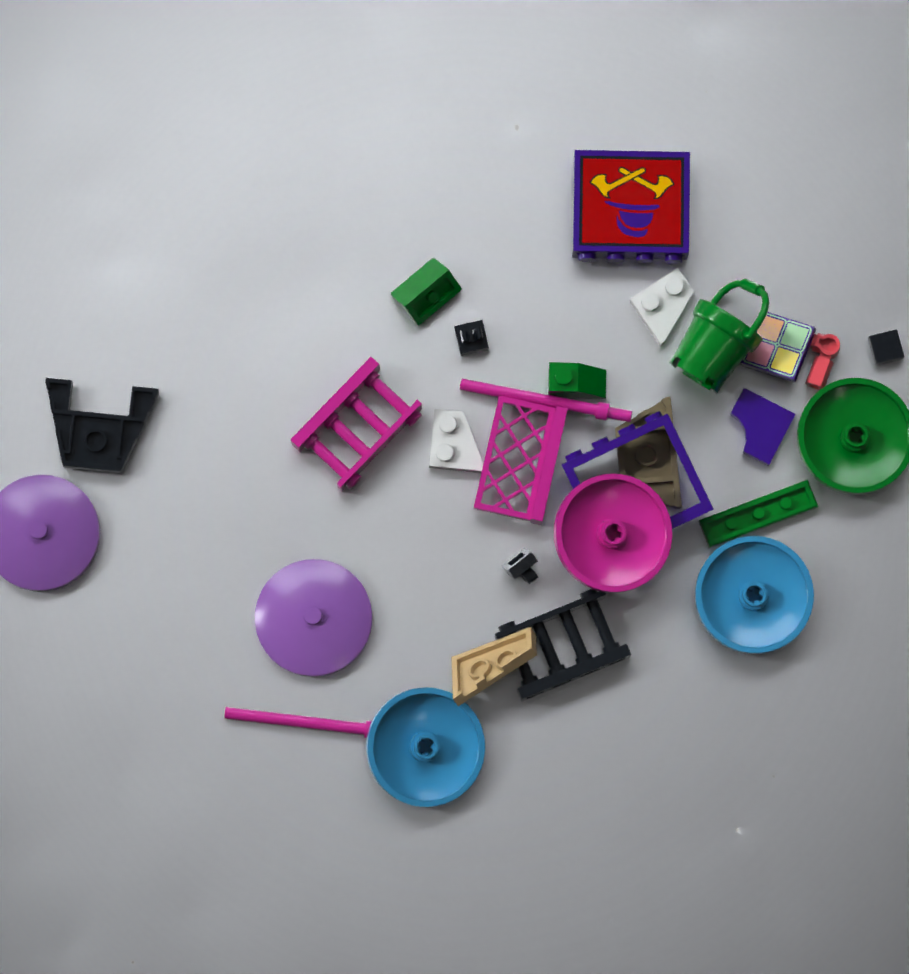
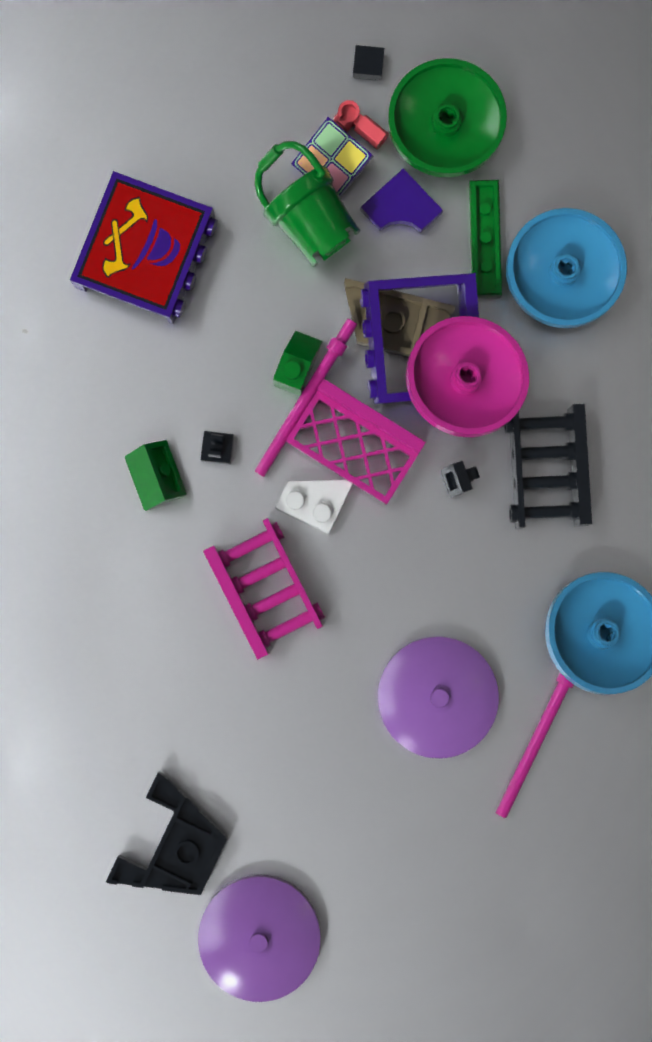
camera: 70 degrees left, 5 degrees up
(489, 663) = (547, 542): tan wing -> none
(662, 304) = (251, 254): white wing -> none

